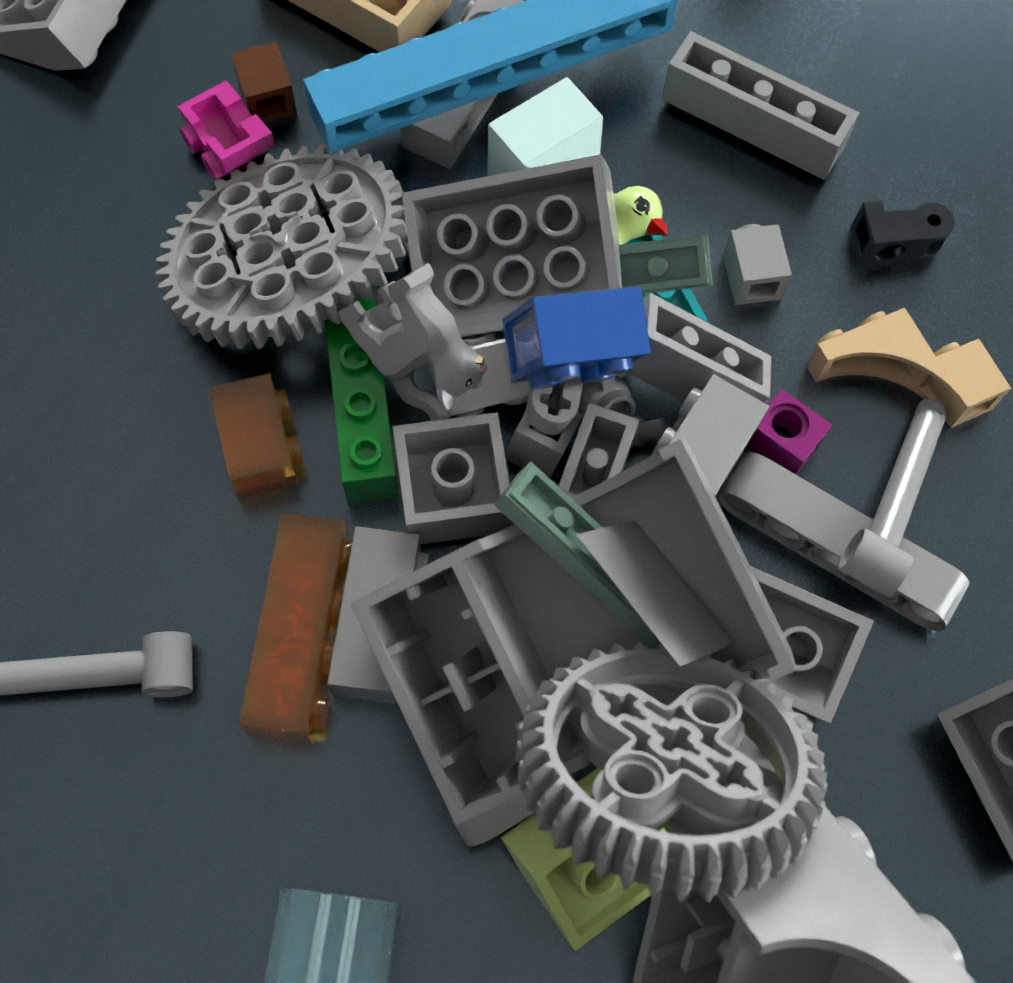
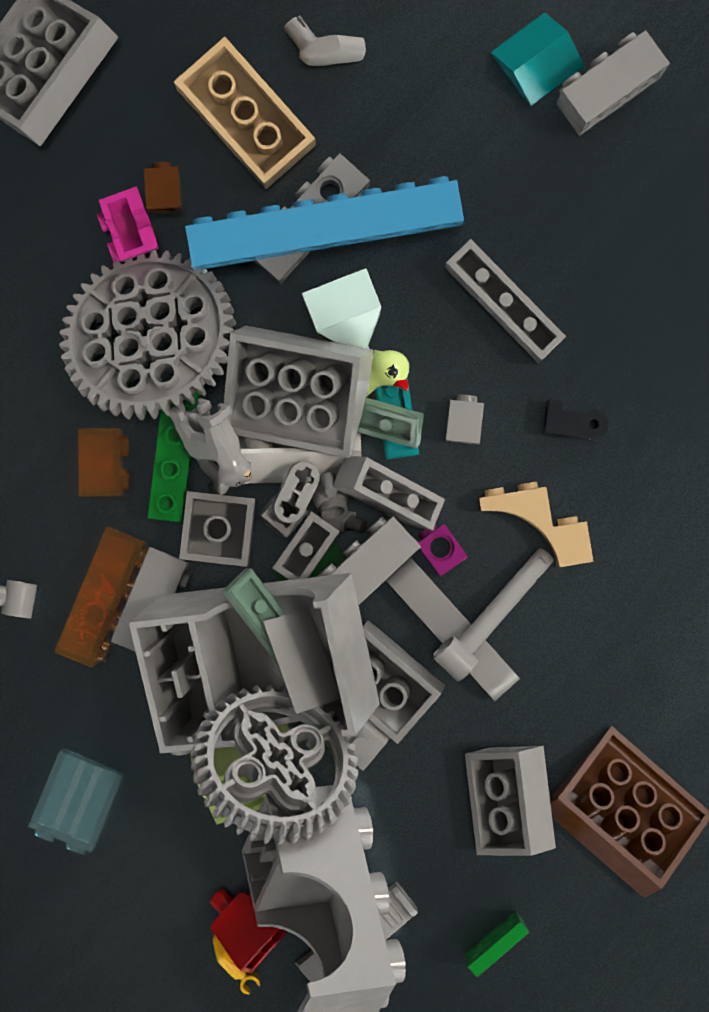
camera: 15 degrees right, 20 degrees up
(576, 336) = (306, 483): blue piece -> none

